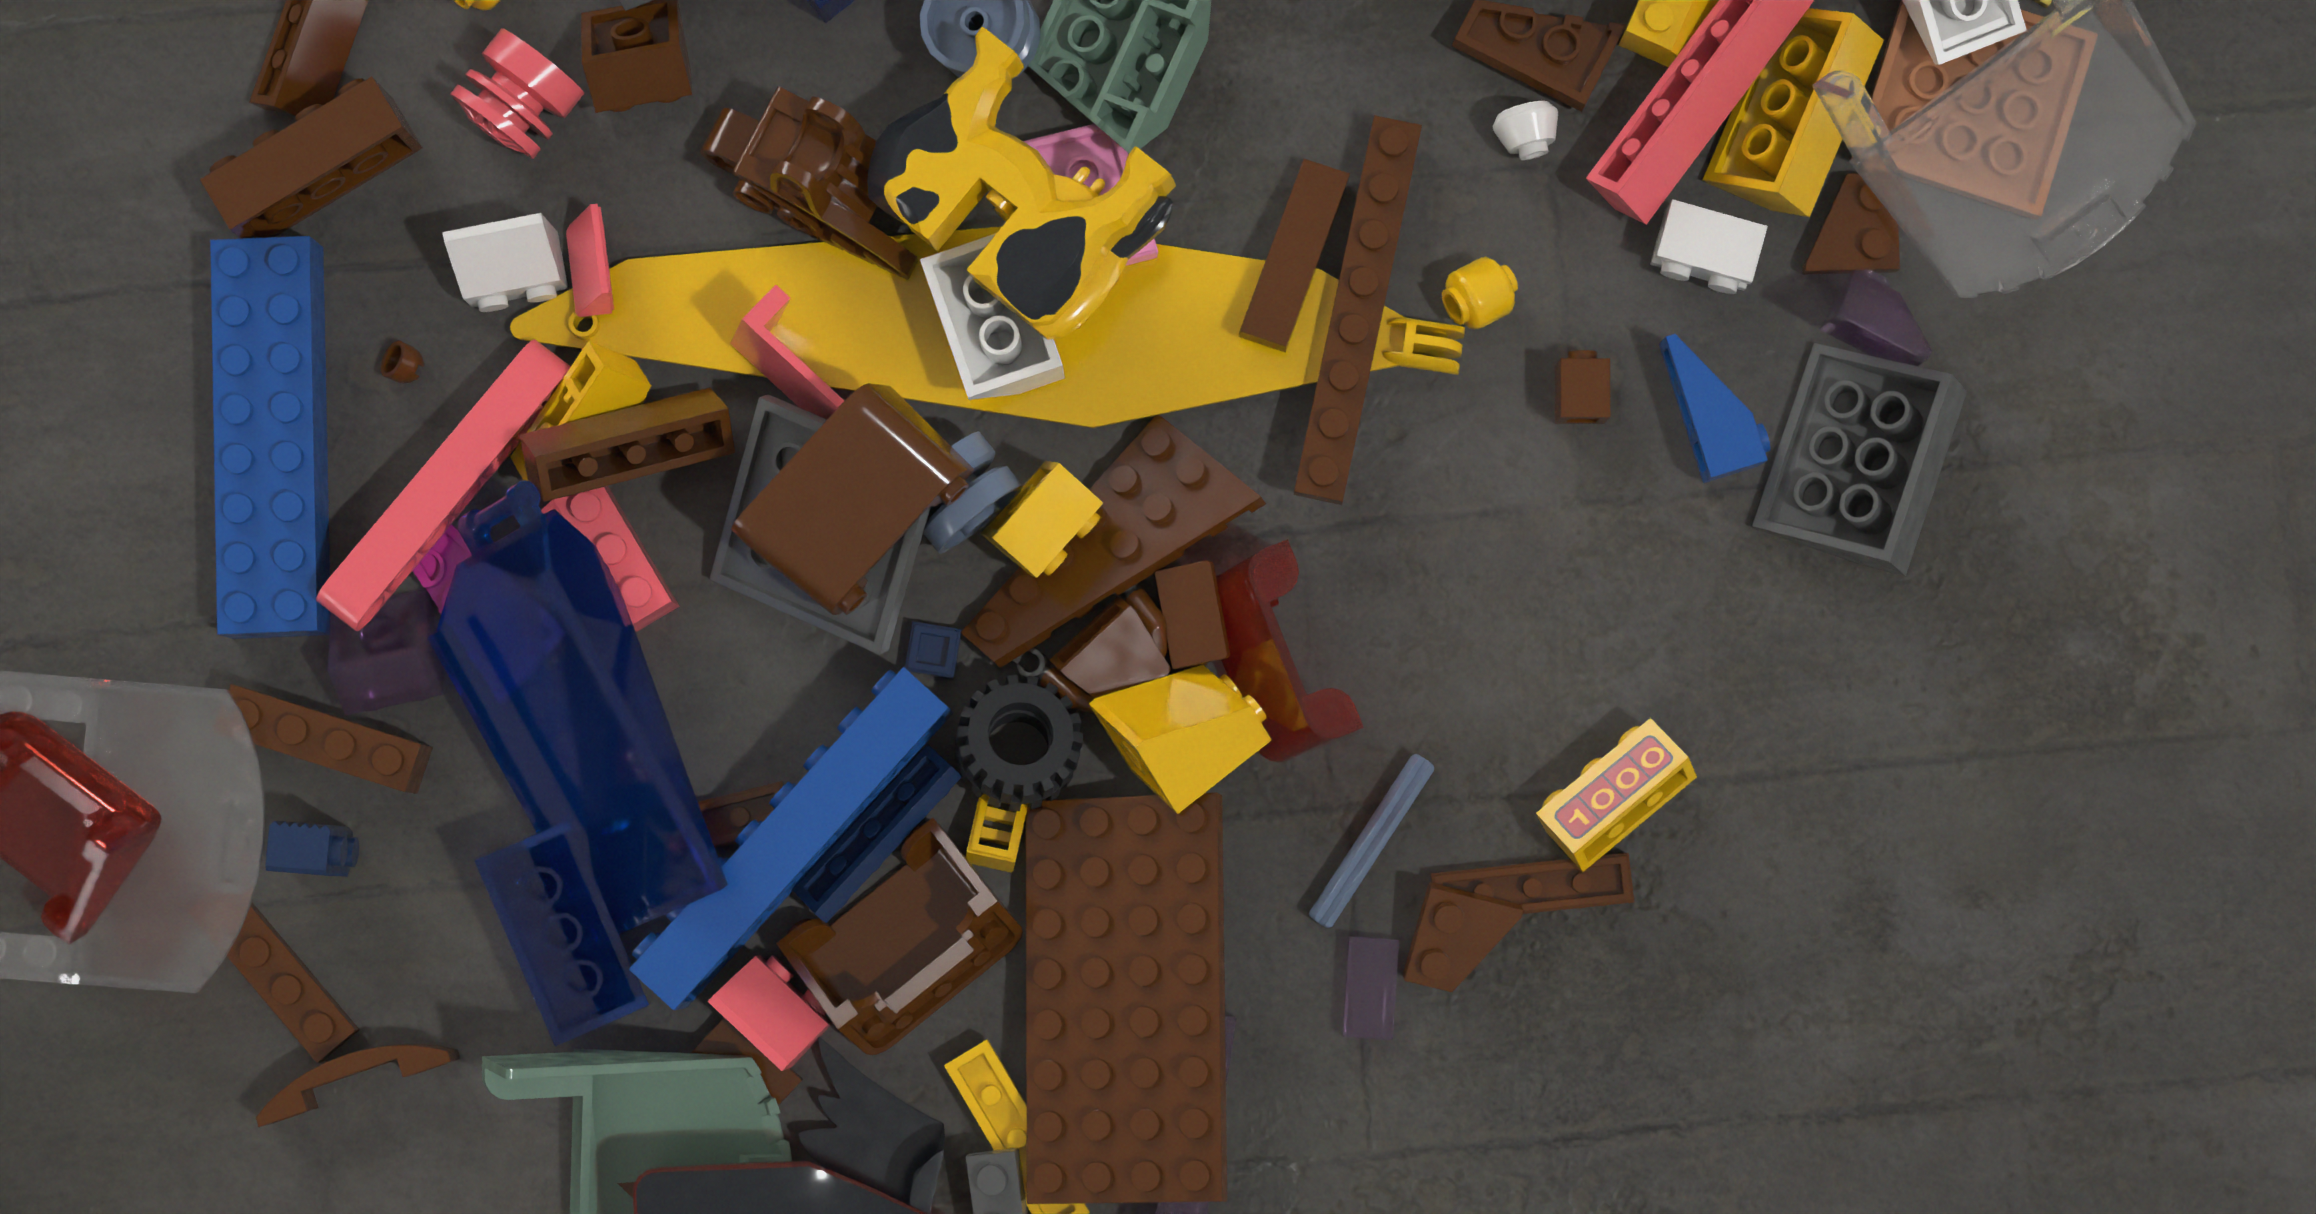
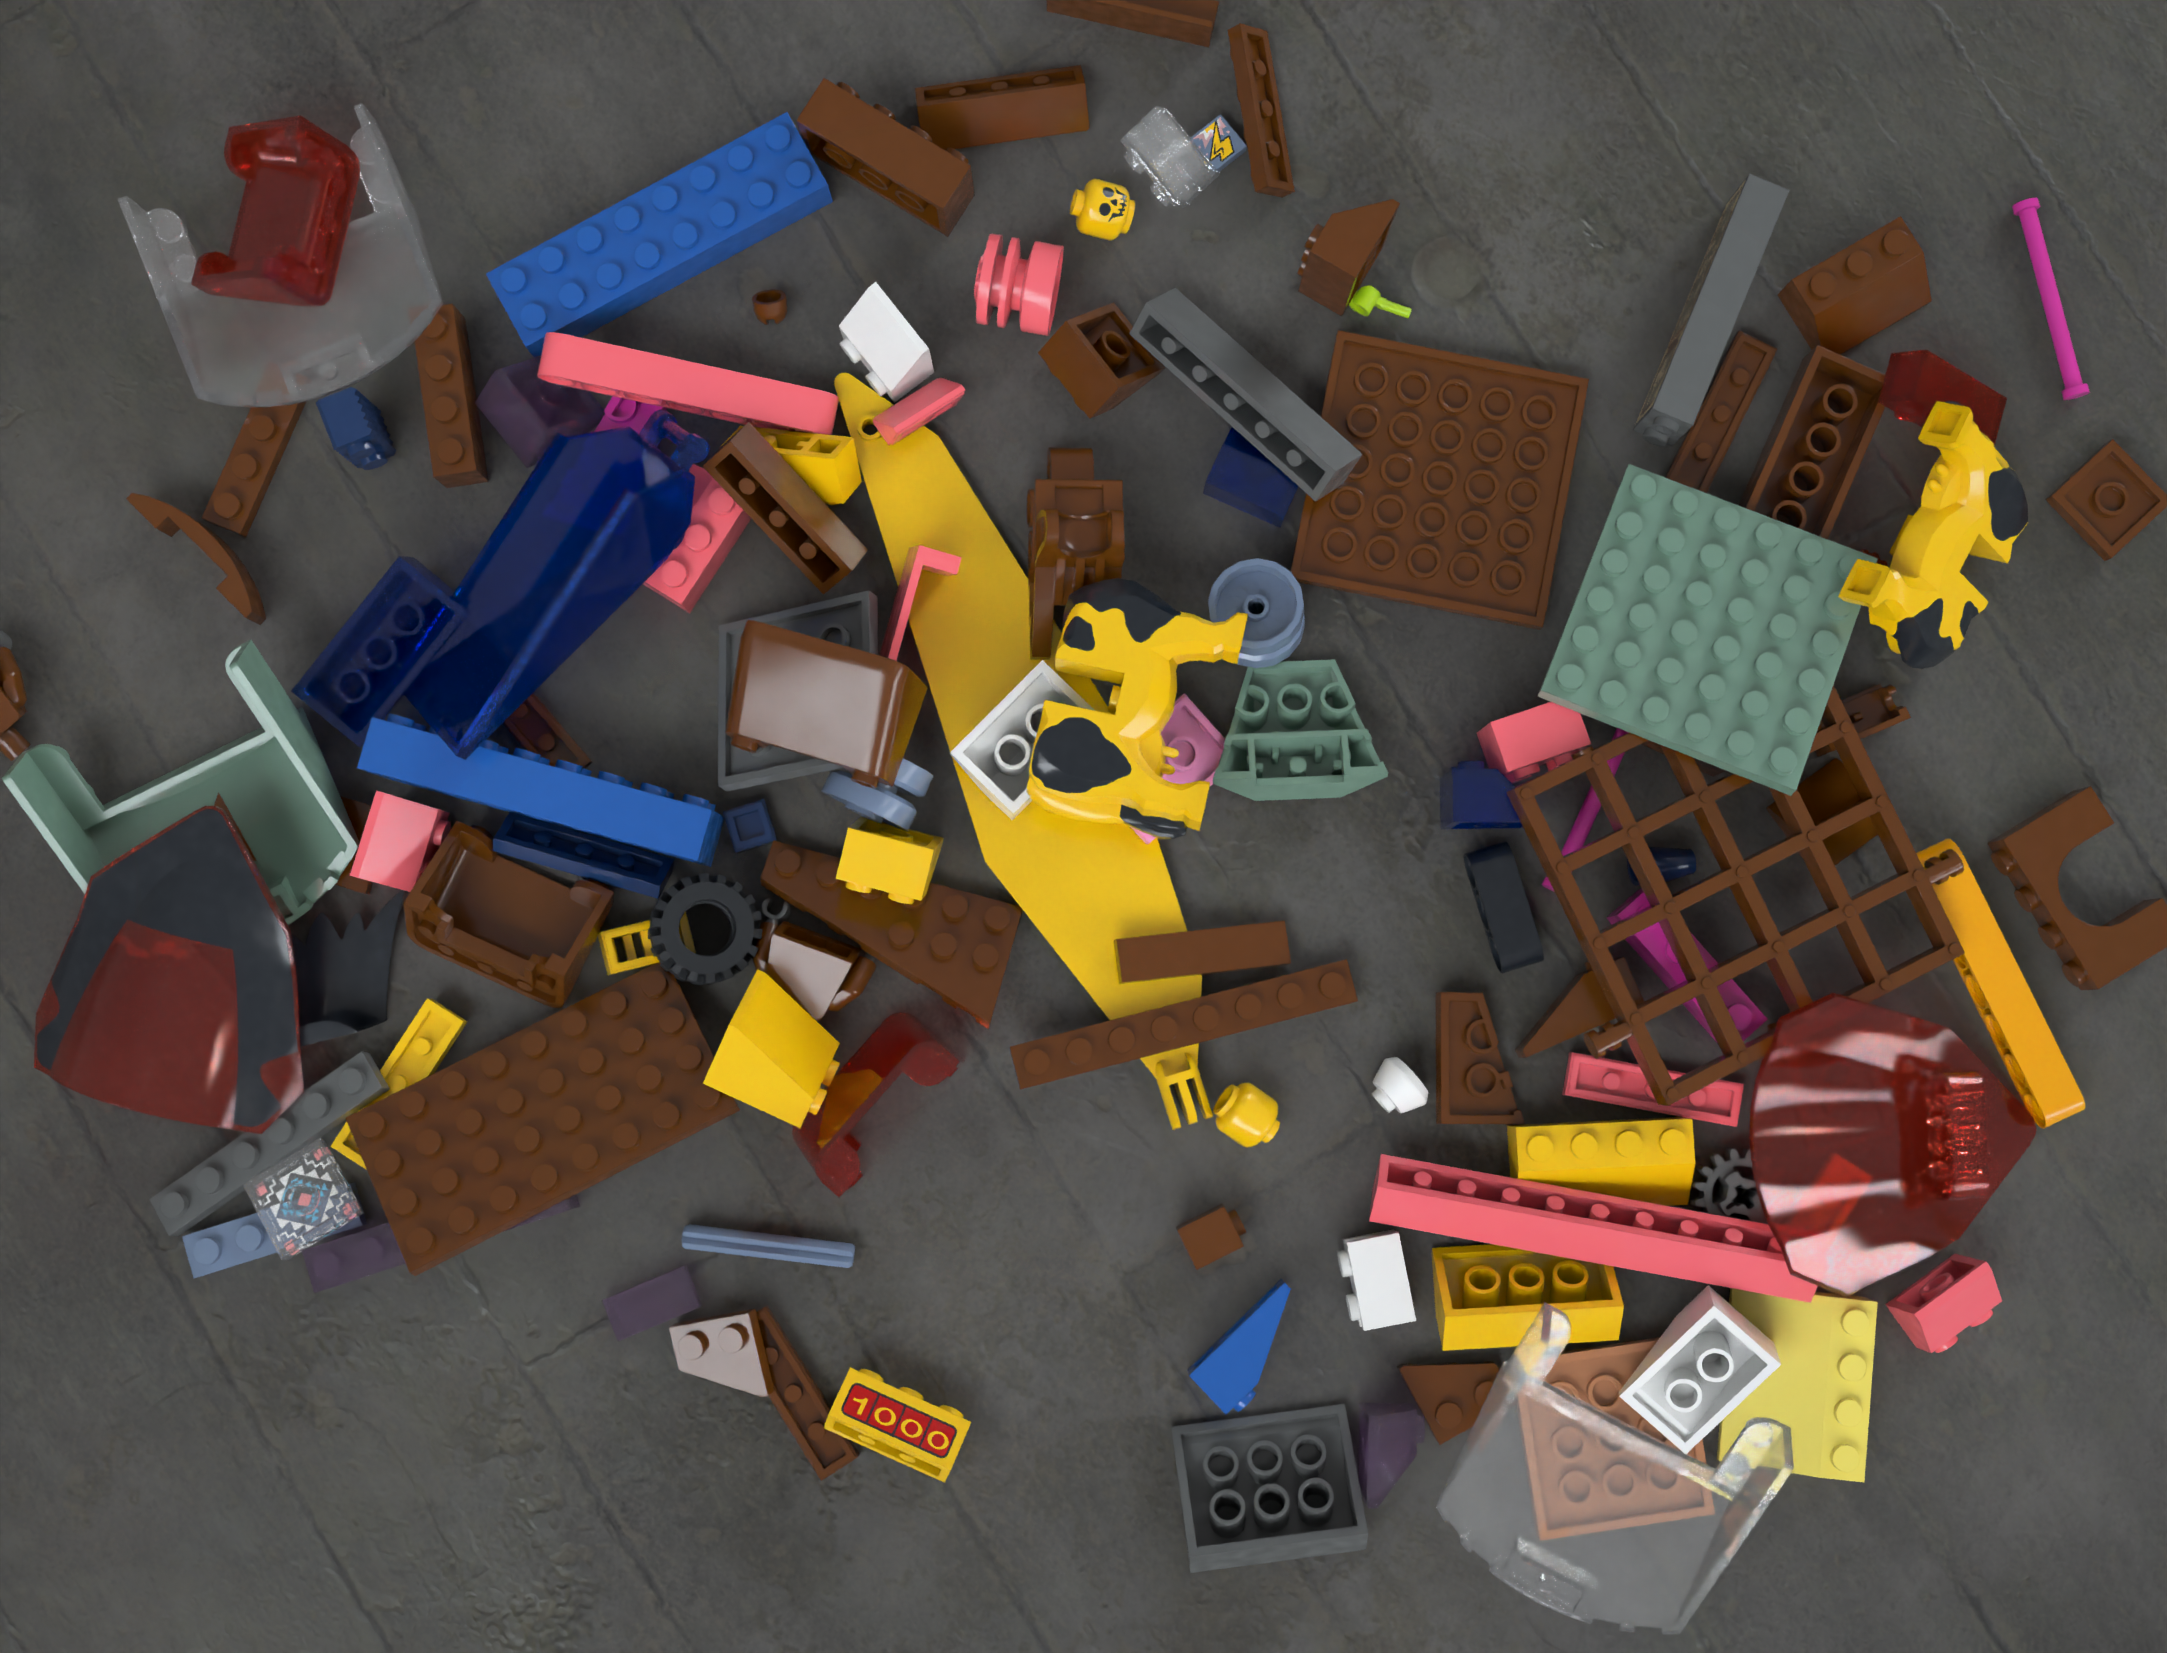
camera: 65 degrees right, 0 degrees up
(1192, 614) = (872, 1015): reddish brown panel -> none

